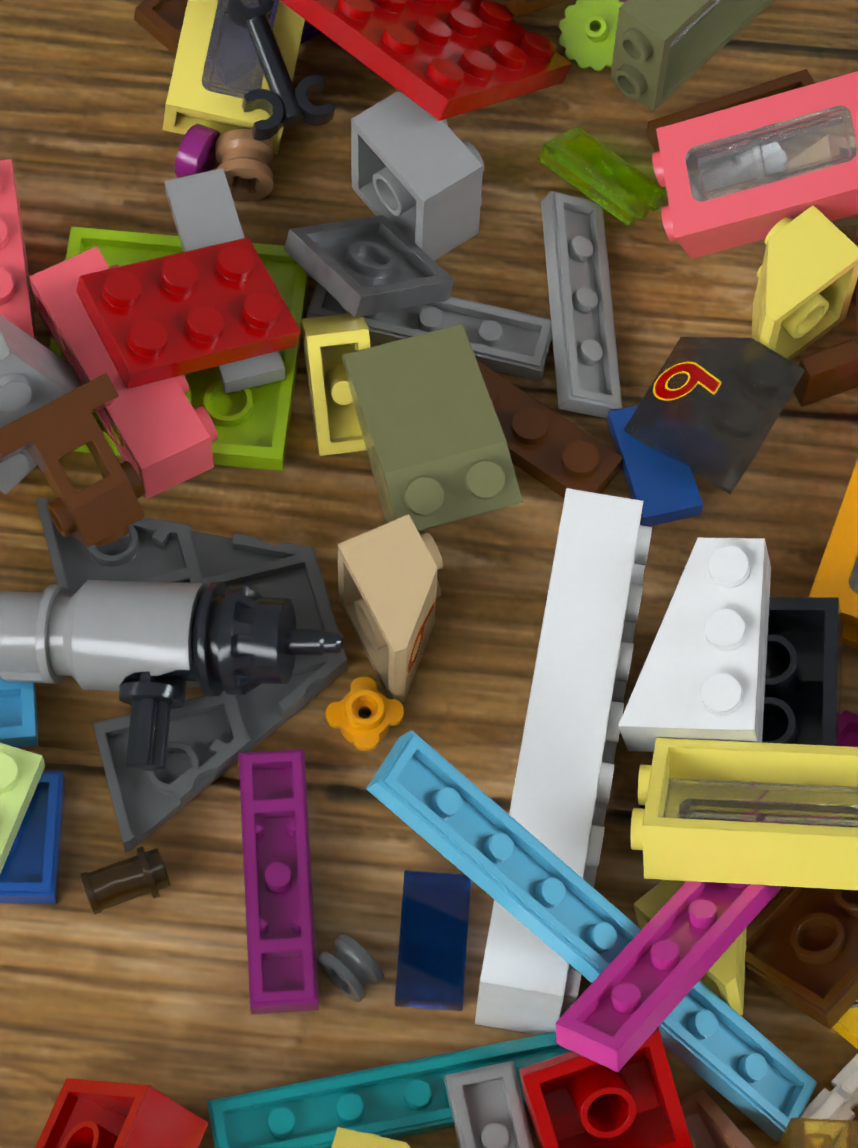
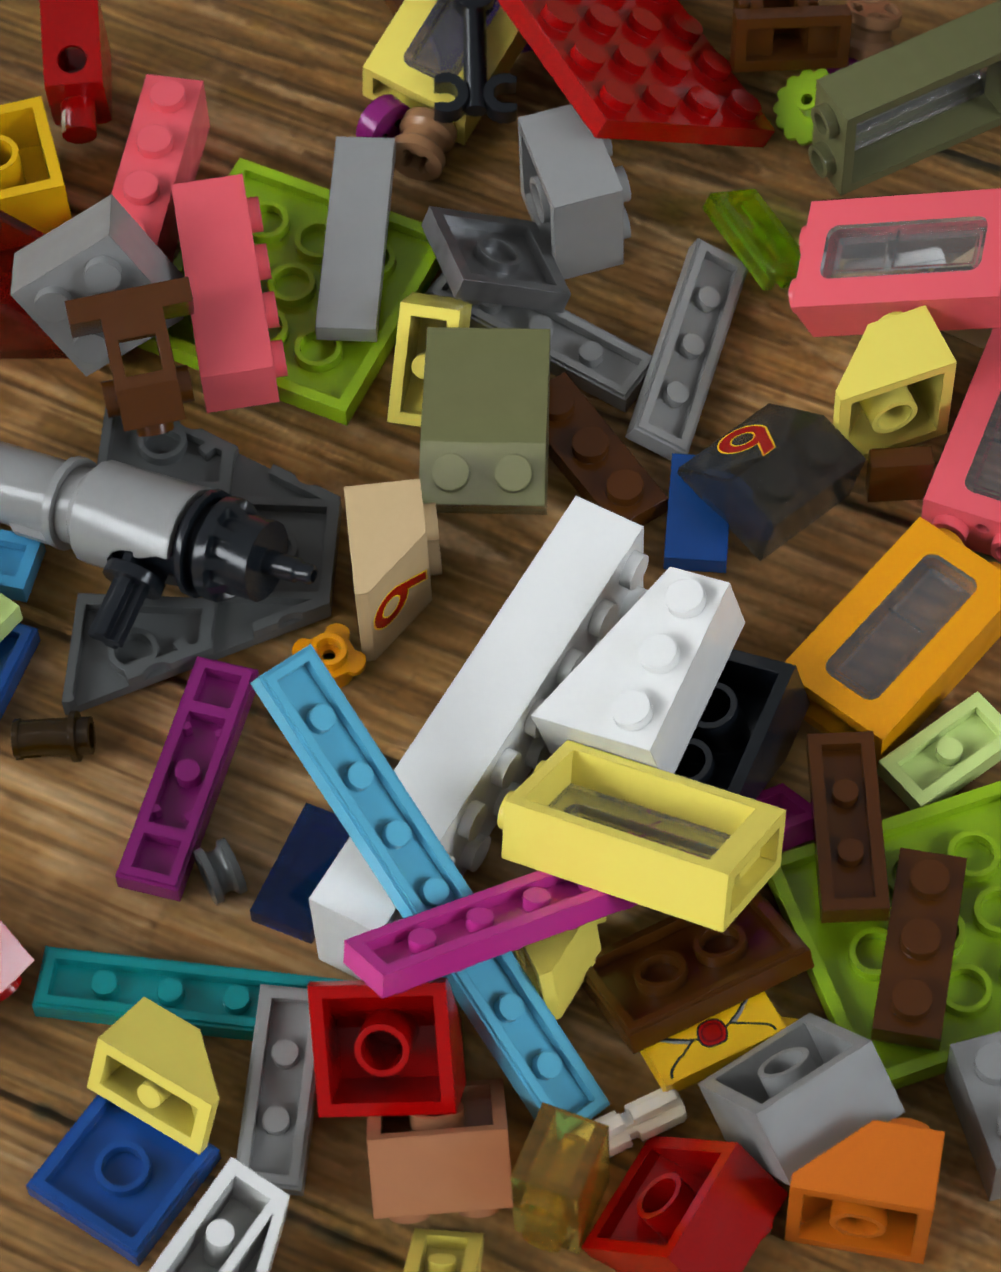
camera: 25 degrees right, 5 degrees down
(187, 312) = (300, 252): red plate -> none

